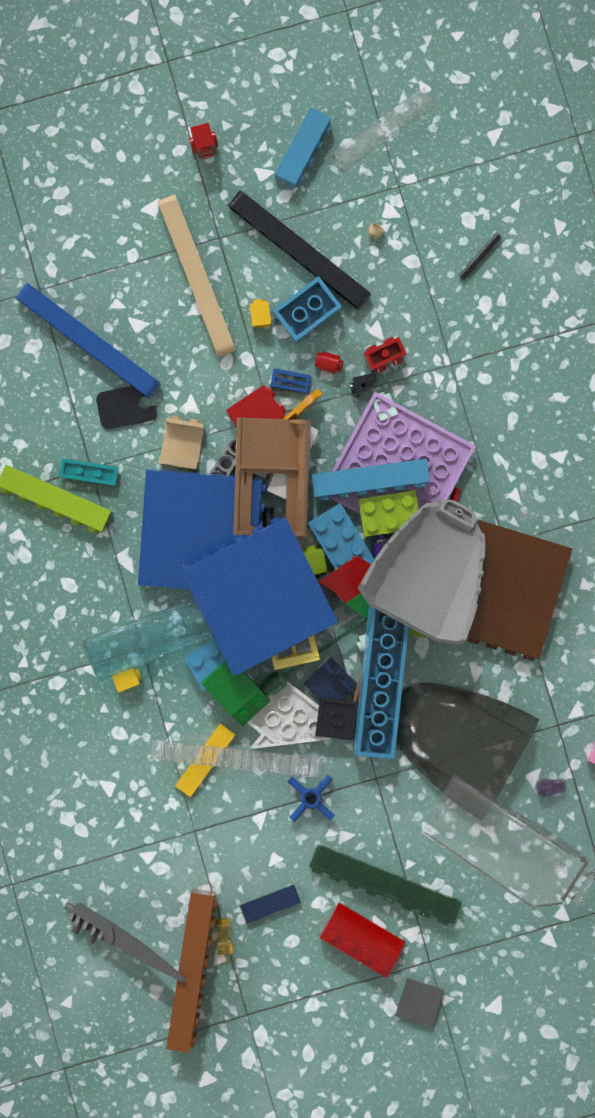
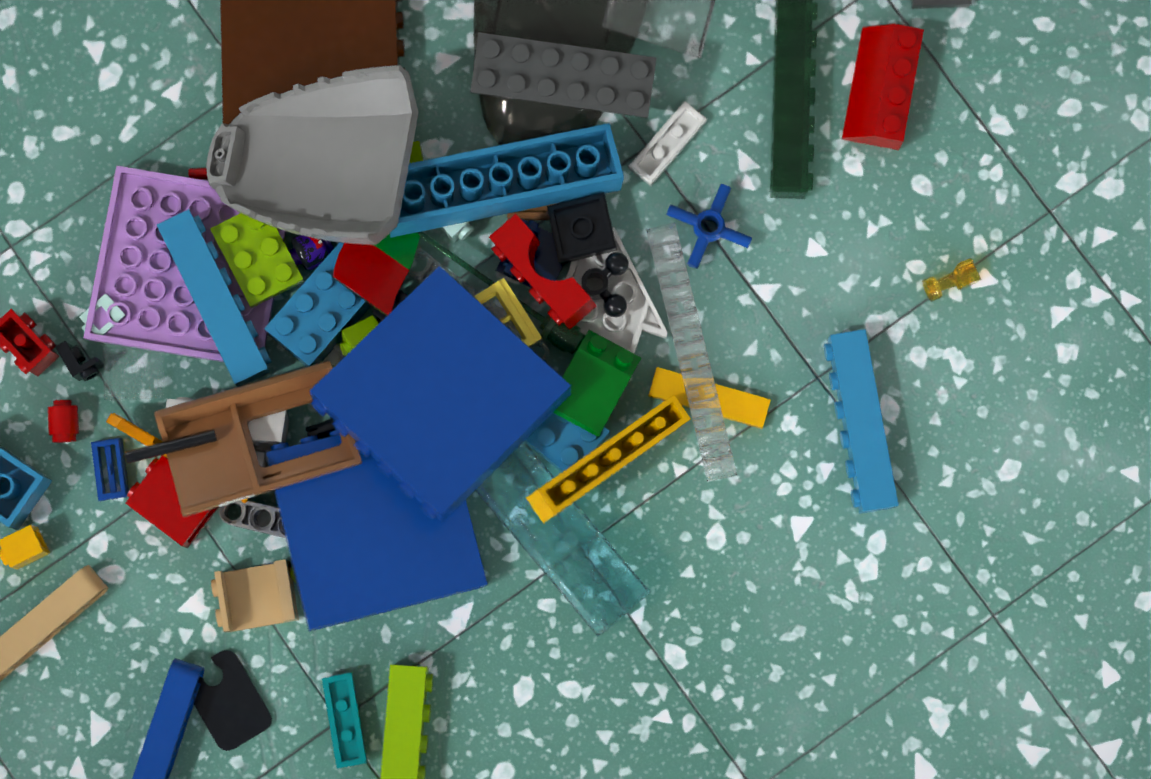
camera: 105 degrees left, 5 degrees down
(116, 936) = (1012, 426): dark grey piece -> none
(127, 679) = (633, 551): yellow brick -> none
(155, 847) = (862, 421): none -> dark azure brick
(185, 684) = (608, 458): none -> yellow brick
(191, 966) = (1019, 306): dark orange brick -> none
(270, 903) = (880, 232): dark blue tile -> none
(280, 721) = (615, 265): none -> black piece
(285, 423) = (170, 446): none -> black bar
(337, 675) = (565, 297): none -> red arch
(373, 792) = (667, 143): none -> white tile
(432, 741) = (563, 75): none -> dark grey brick

